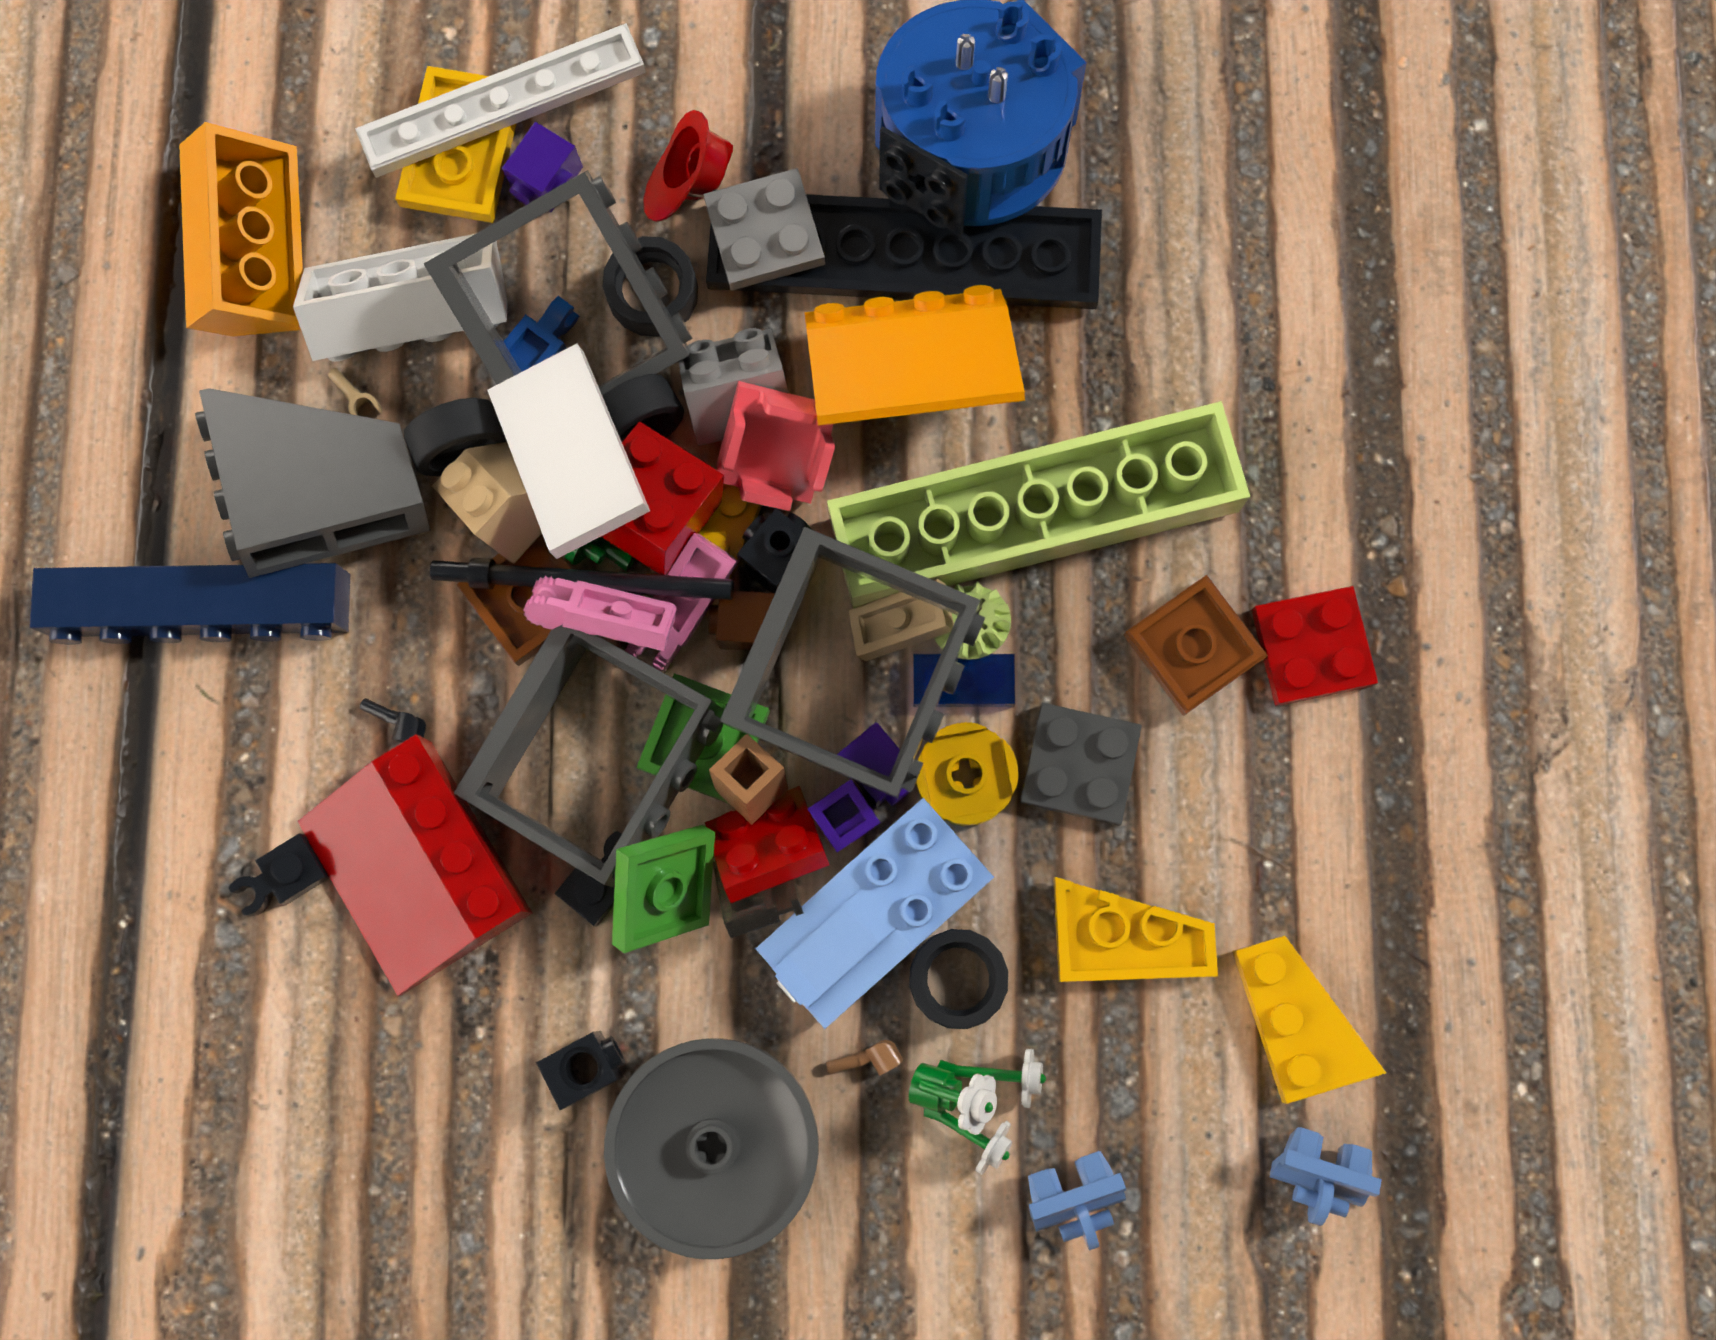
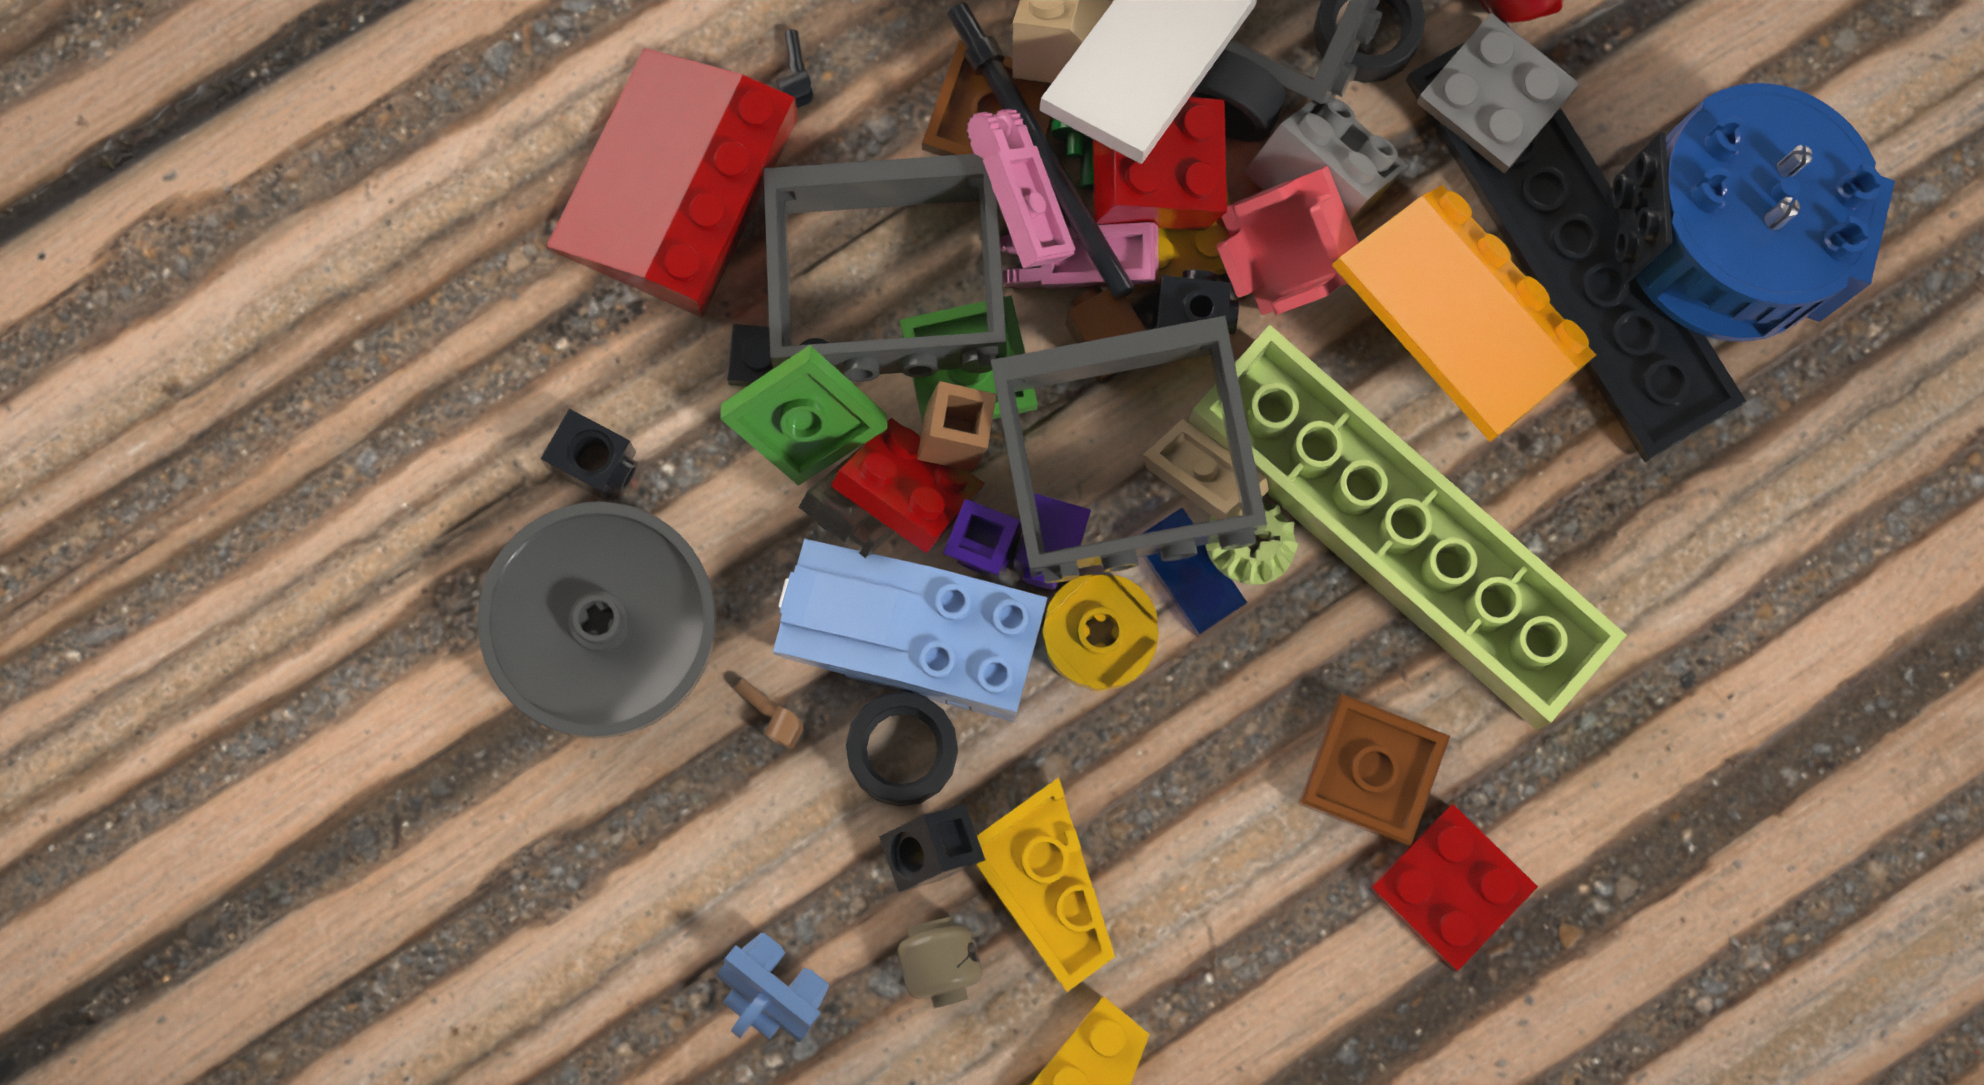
camera: 45 degrees right, 0 degrees up
(286, 873) = (590, 71): black plate -> none
(939, 1091) = (796, 832): plant -> none
(1049, 1006) = (932, 848): none -> black brick
(1081, 764) = (1184, 735): dark grey plate -> none
(1135, 1055) = (939, 961): none -> dark tan head

